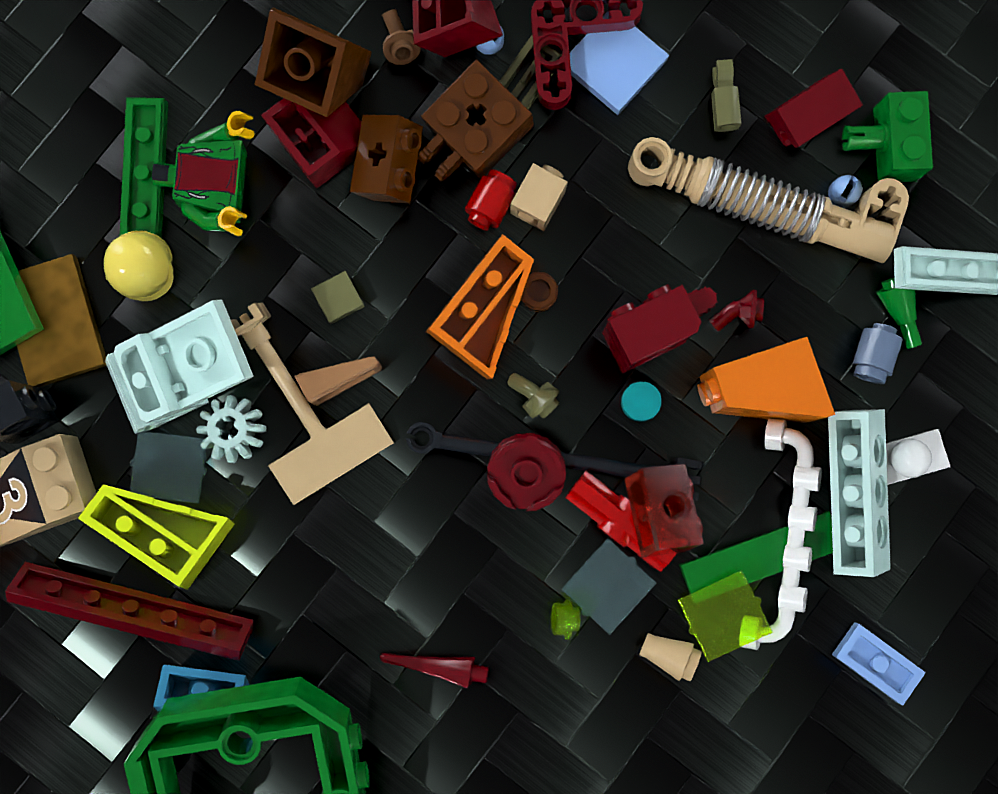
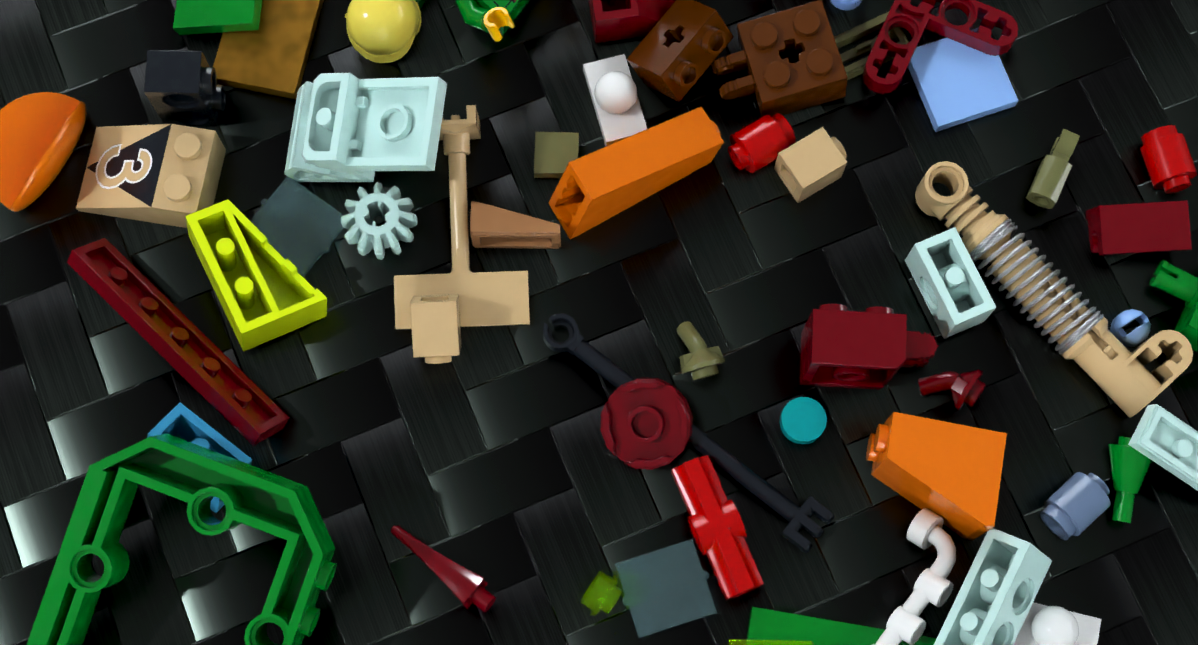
camera: 25 degrees right, 10 degrees down
(324, 489) = (436, 327): none -> tan brick
(358, 227) = (614, 98): none -> white tile
(406, 278) = (633, 170): none -> orange slope
(482, 309) = (694, 236): orange wedge -> none
(539, 292) = (759, 257): reddish brown tile -> none
(654, 529) = (746, 547): clear red brick -> none
(696, 234) = (949, 283): none -> light aqua brick
(807, 40) = (1168, 159): none -> red brick

